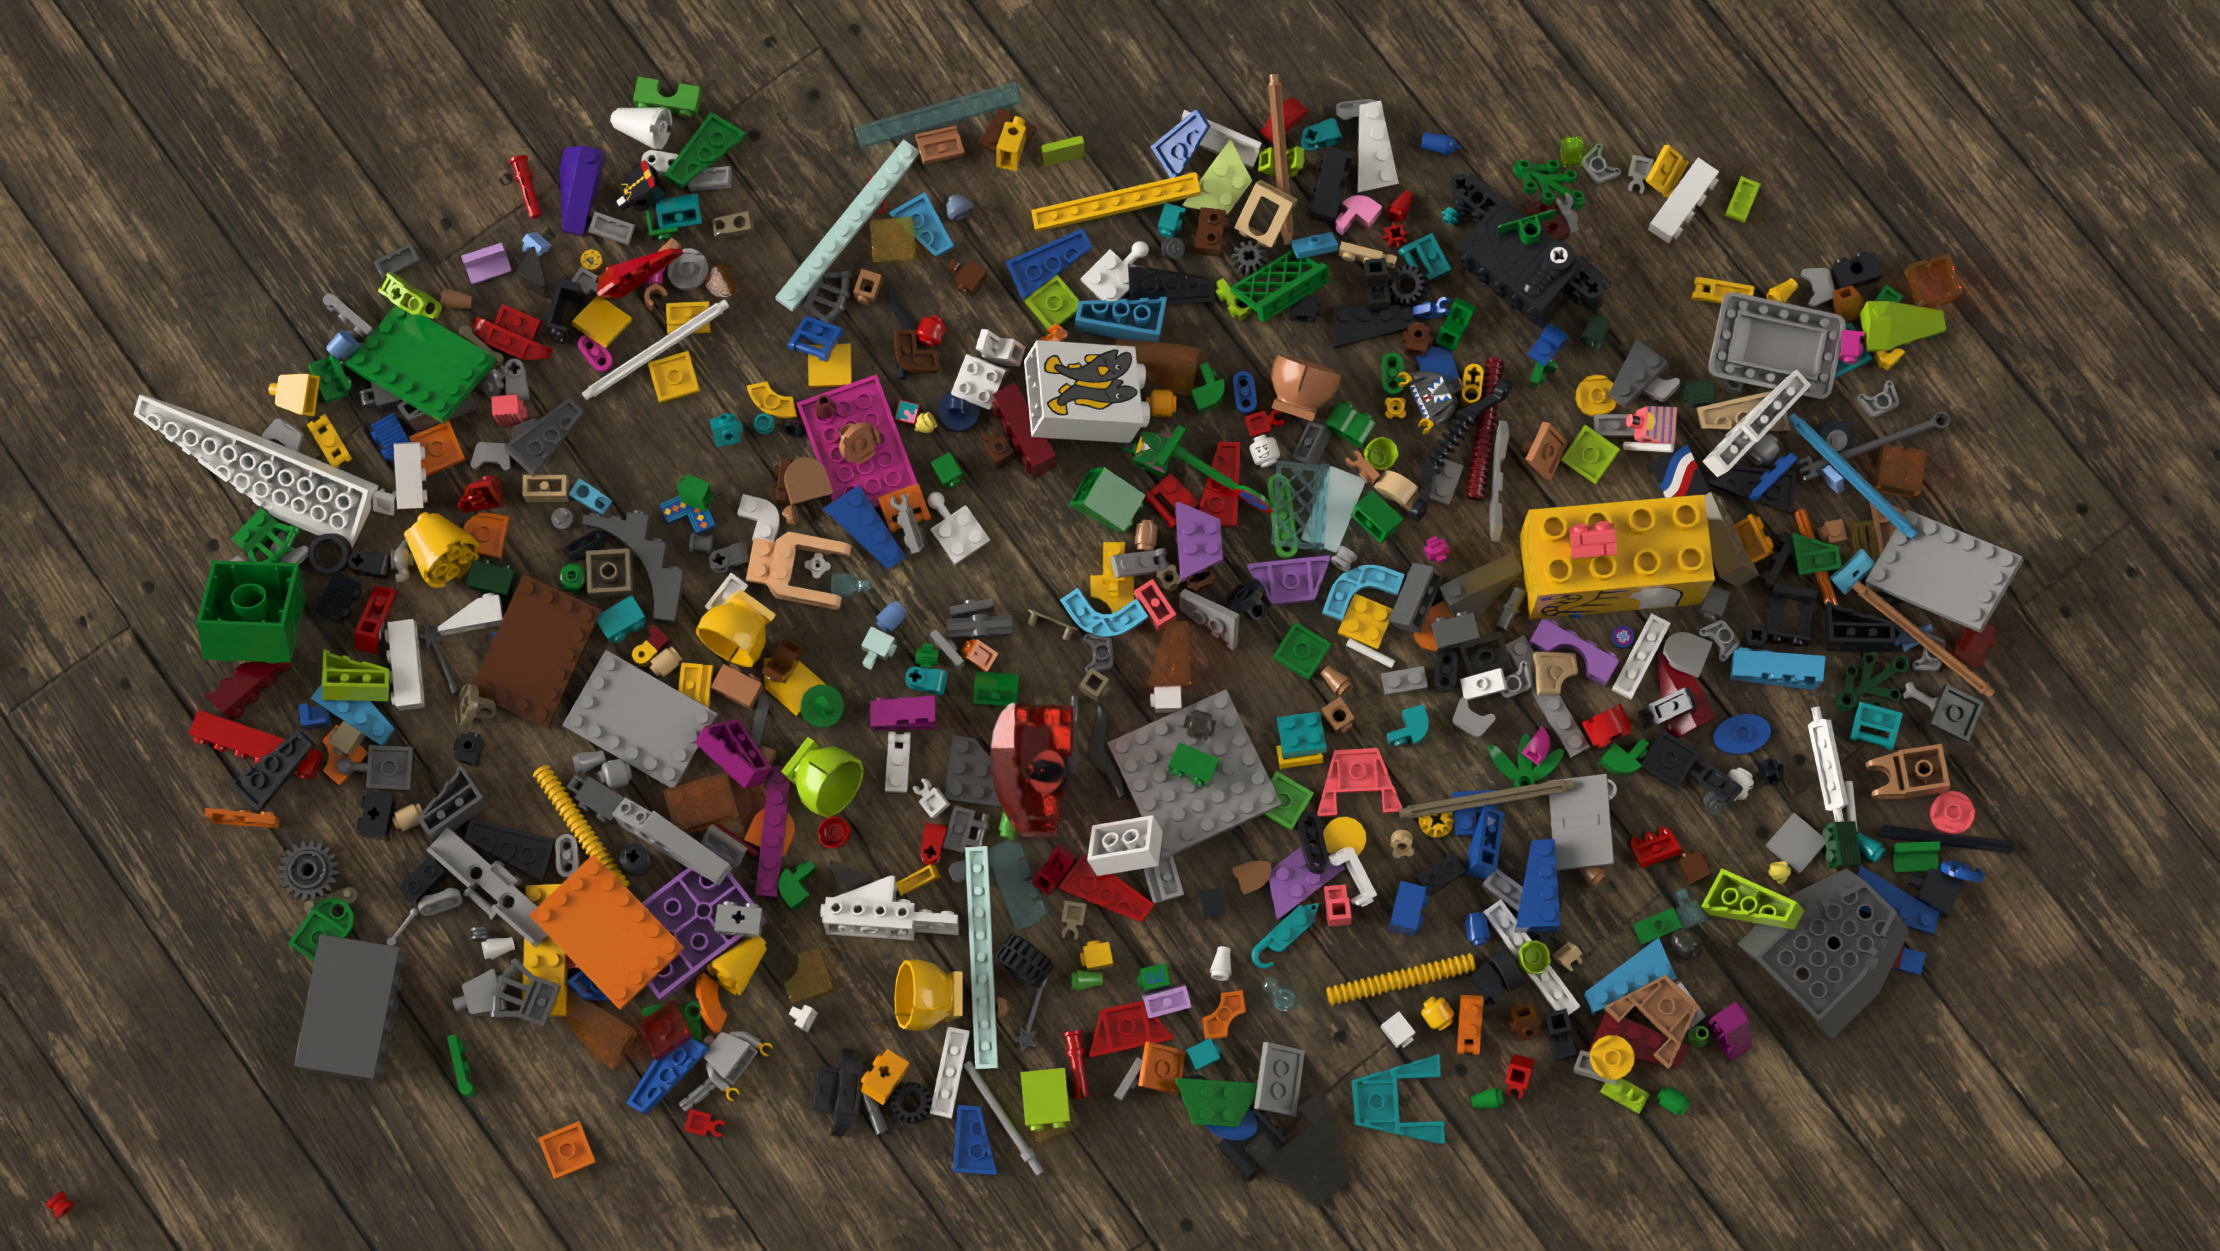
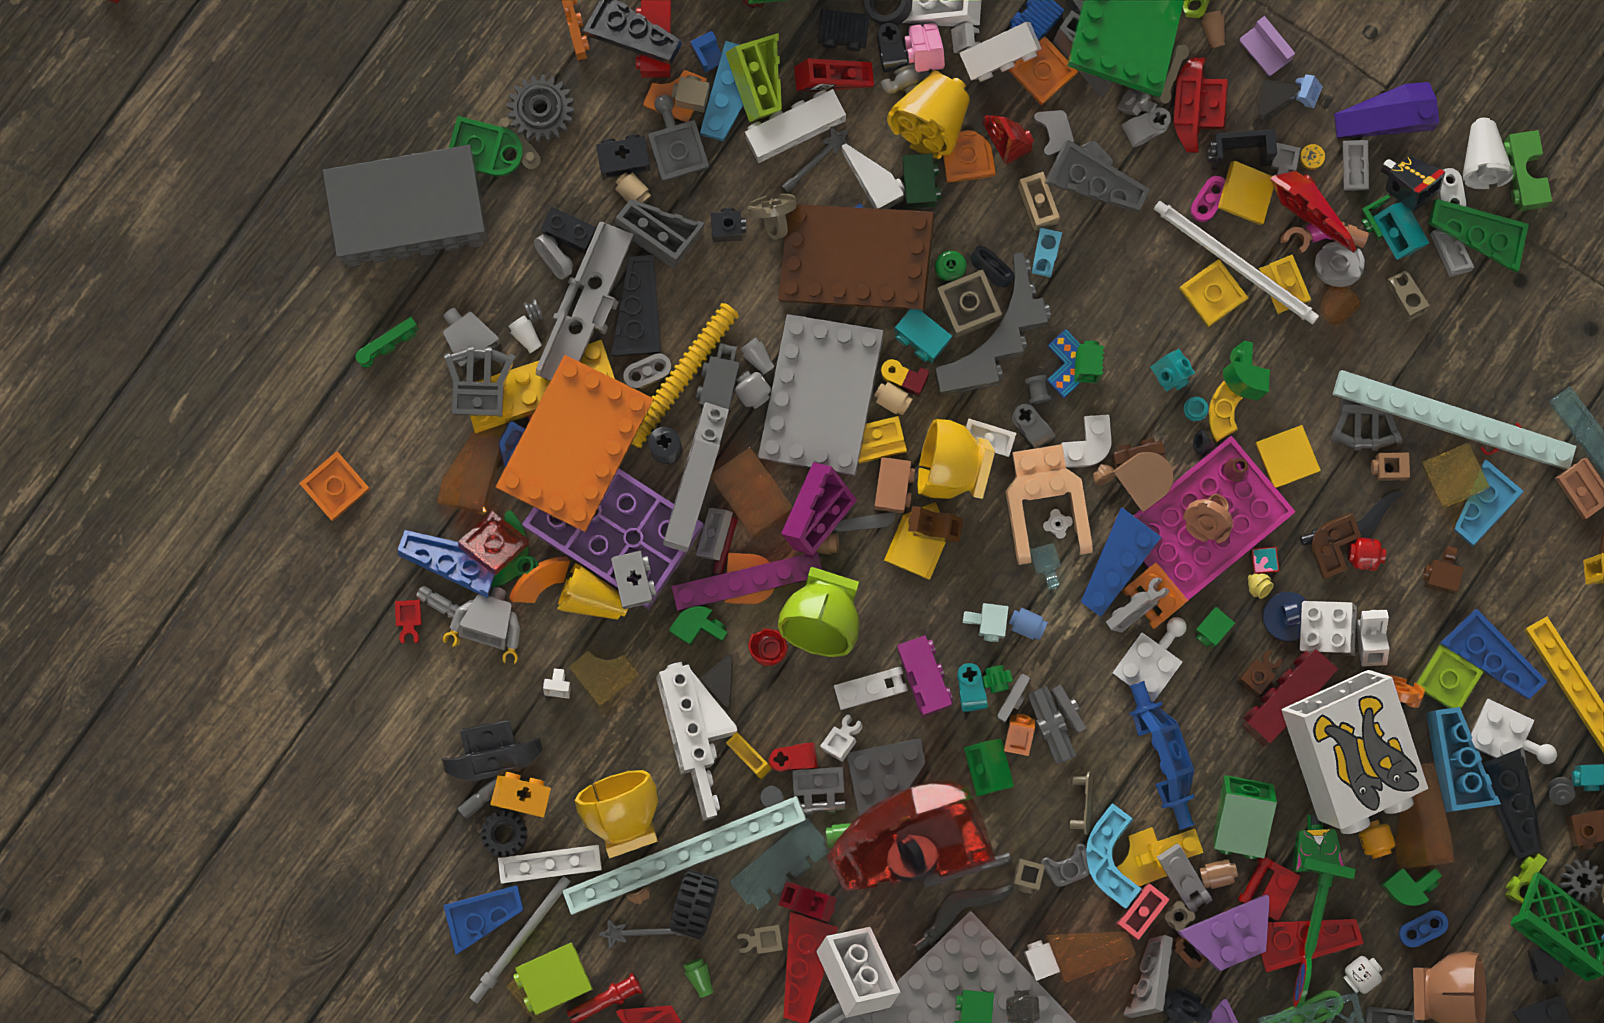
camera: 70 degrees right, 5 degrees up
(381, 535) = (925, 47): none -> bright pink brick
(392, 940) = (496, 222): light grey hinge -> none
(508, 410) = (1110, 130): coral brick -> none
(524, 178) = (1378, 50): red pin -> none
(562, 518) = (1013, 231): light grey plate -> none
(752, 376) = (1243, 377): none -> green brick
(816, 332) = (1319, 431): blue plate -> none
(821, 706) = (903, 584): green tile -> none
(959, 207) = (1520, 534): sand blue cone -> none
(1035, 536) = (1172, 751): none -> blue plate
(1096, 955) = (729, 980): yellow brick -> none
(1259, 423) = (1393, 959): red plate -> none

